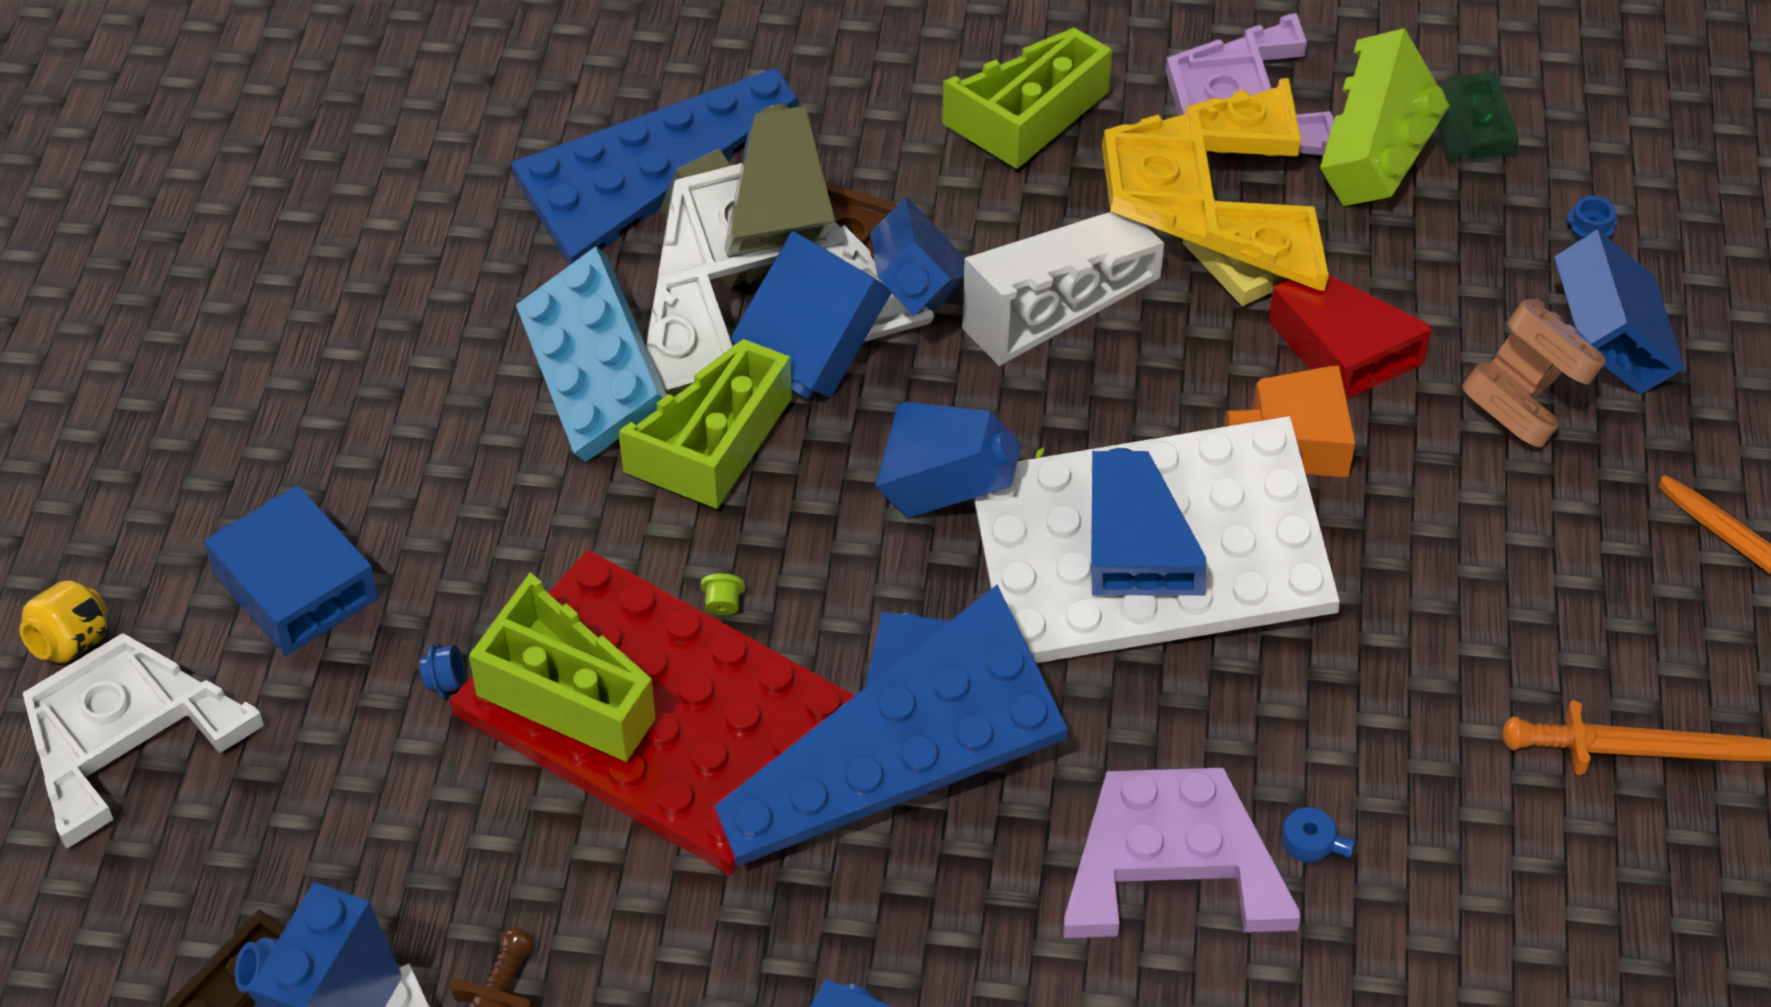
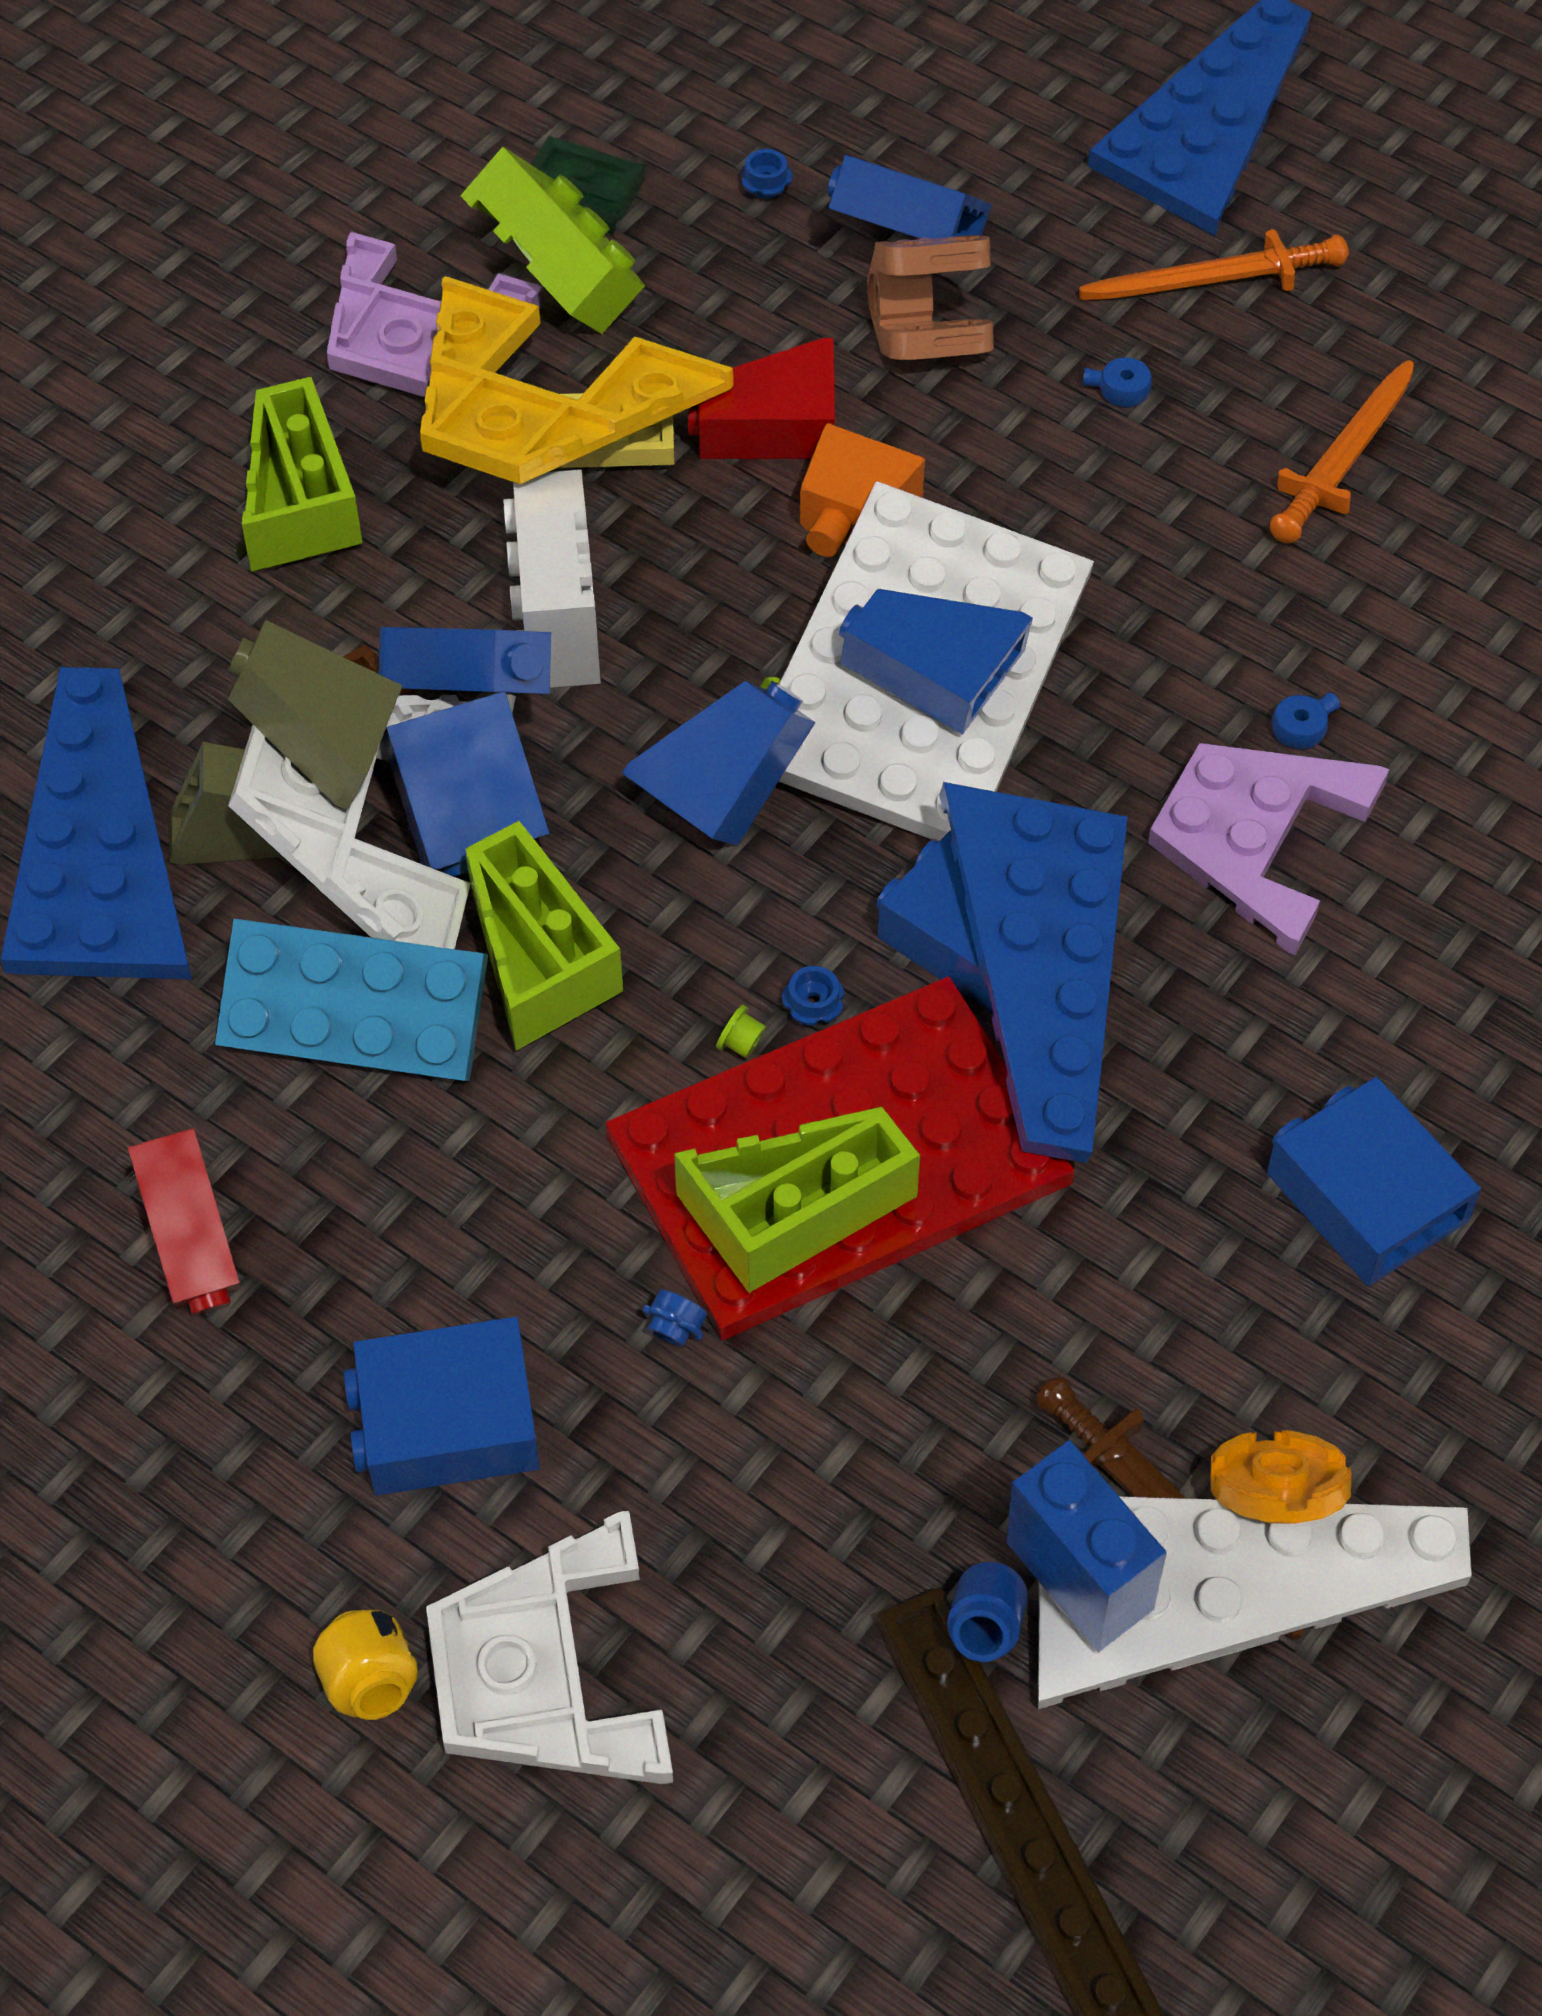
camera: 60 degrees left, 5 degrees up
(353, 353) = (185, 1221): none -> red slope
(786, 612) = (809, 983): none -> blue plate
(1583, 550) = (1122, 382): none -> blue piece

